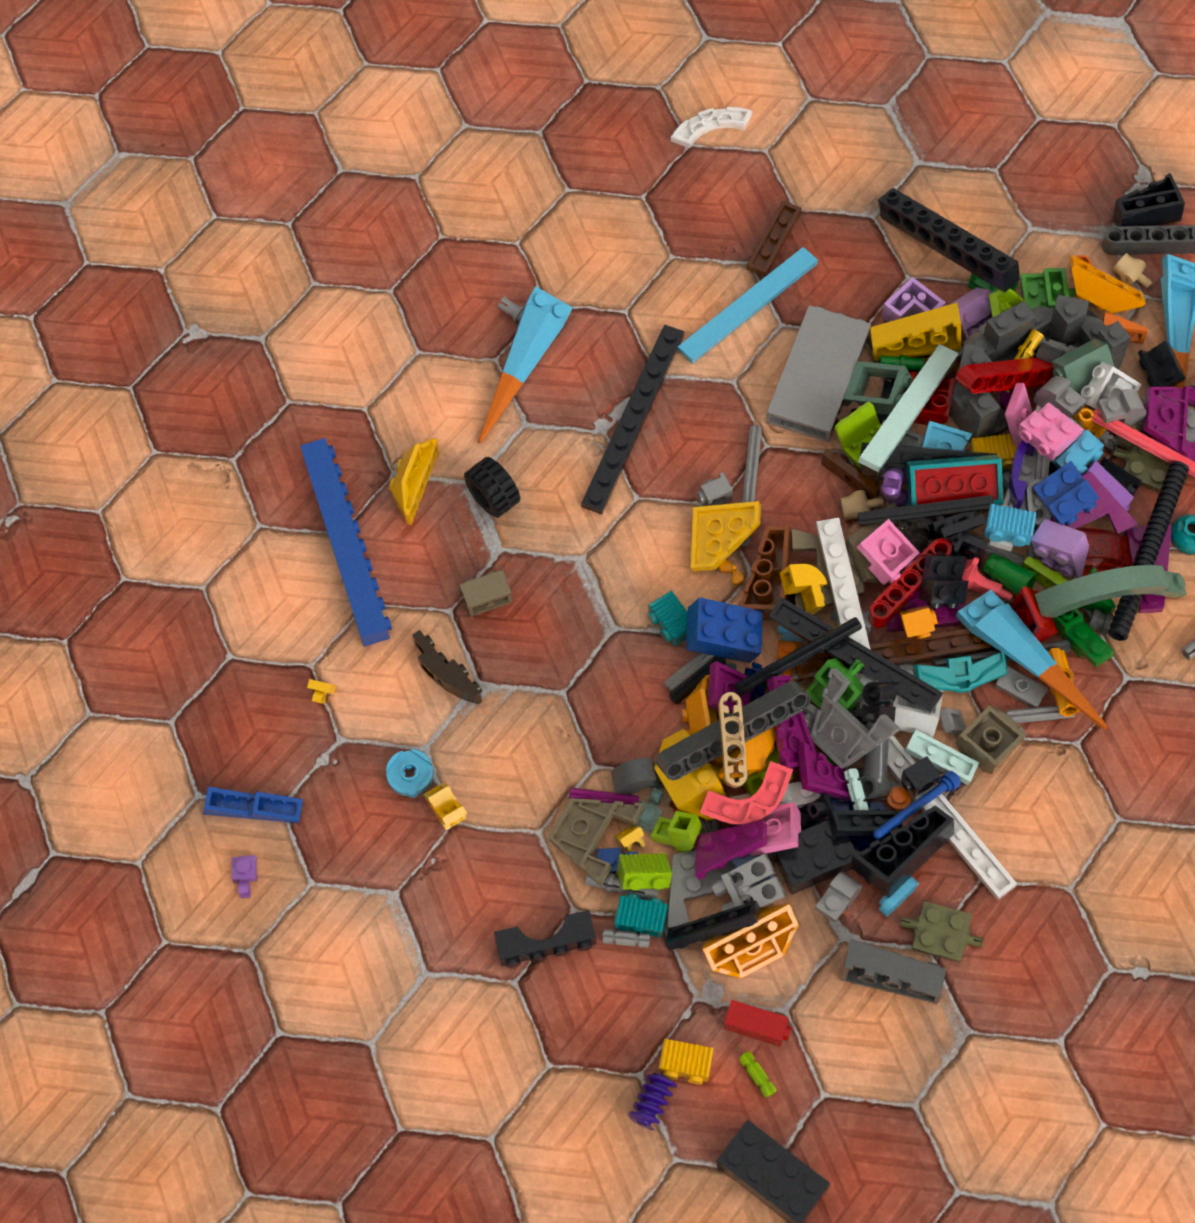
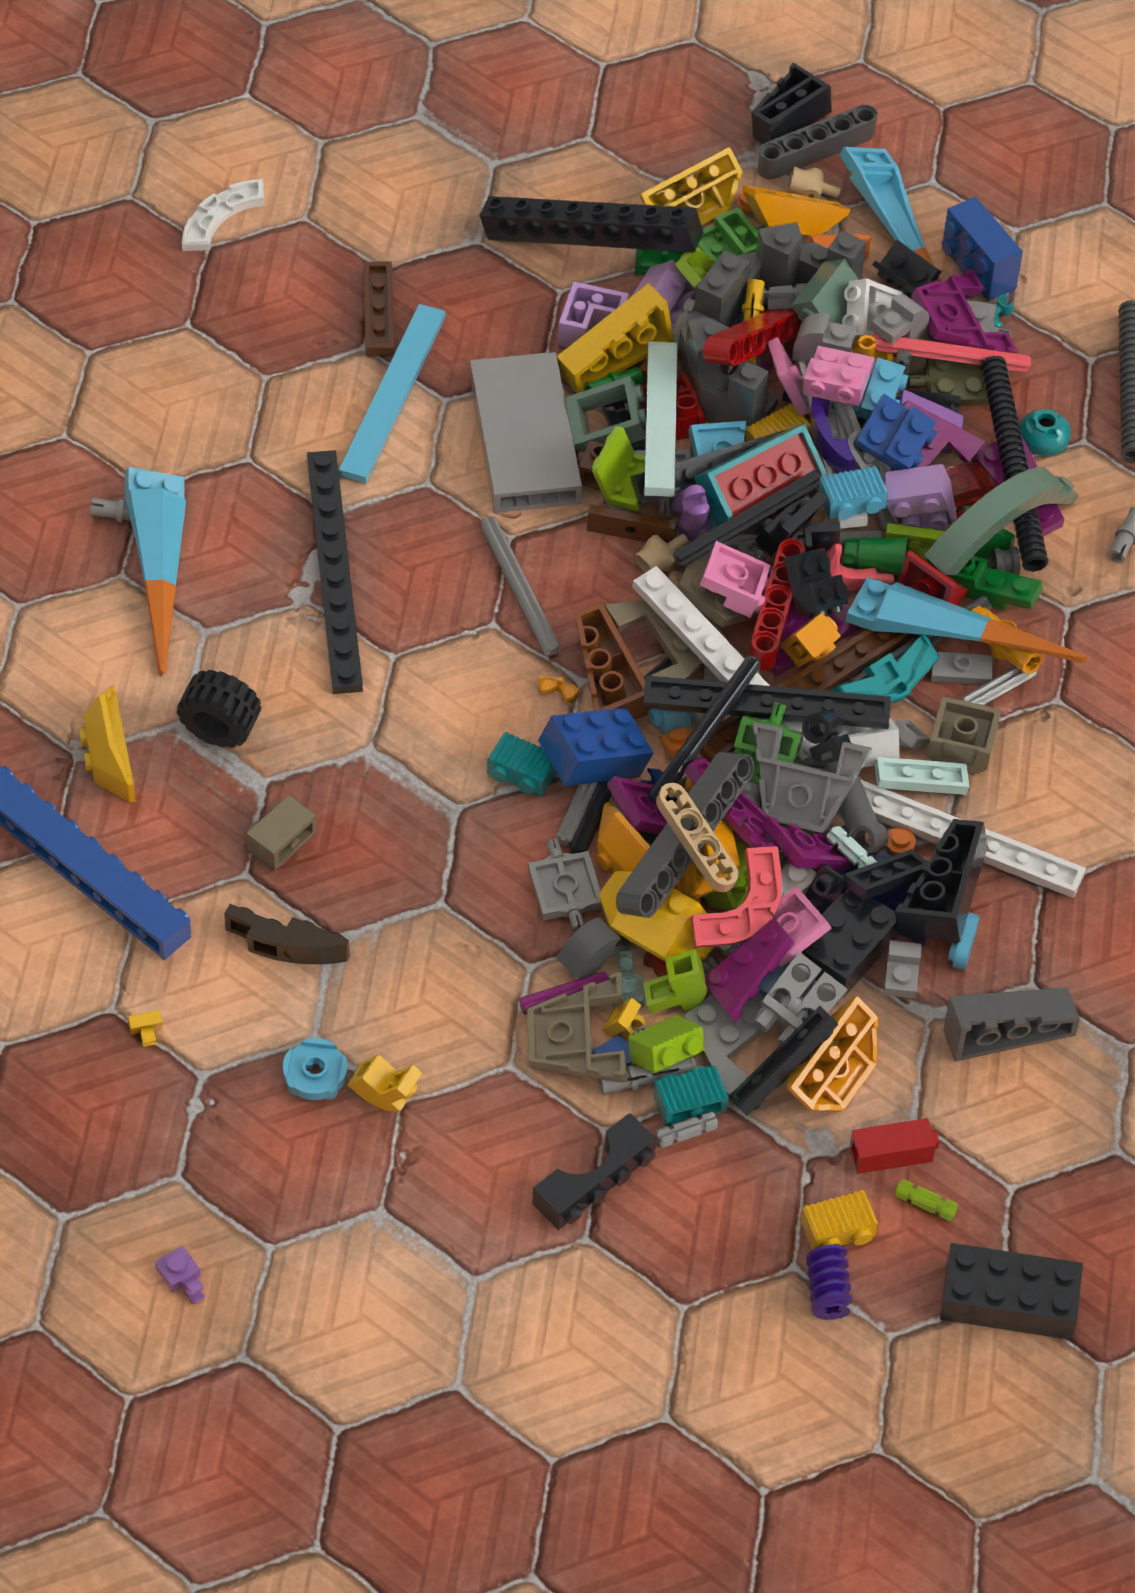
camera: 35 degrees left, 10 degrees down
(252, 806) = (130, 1199): blue slope -> none
(649, 719) = (565, 885): none -> light grey plate
(715, 491) = (486, 608): light grey brick -> none
(720, 531) = (521, 646): yellow plate -> none
(807, 581) = (662, 651): yellow brick -> none
(920, 777) = (914, 802): black brick -> none
(941, 932) = (1034, 957): olive plate -> none
(948, 783) = (946, 798): blue piece -> none
(1041, 244) = (705, 186): none -> yellow wedge

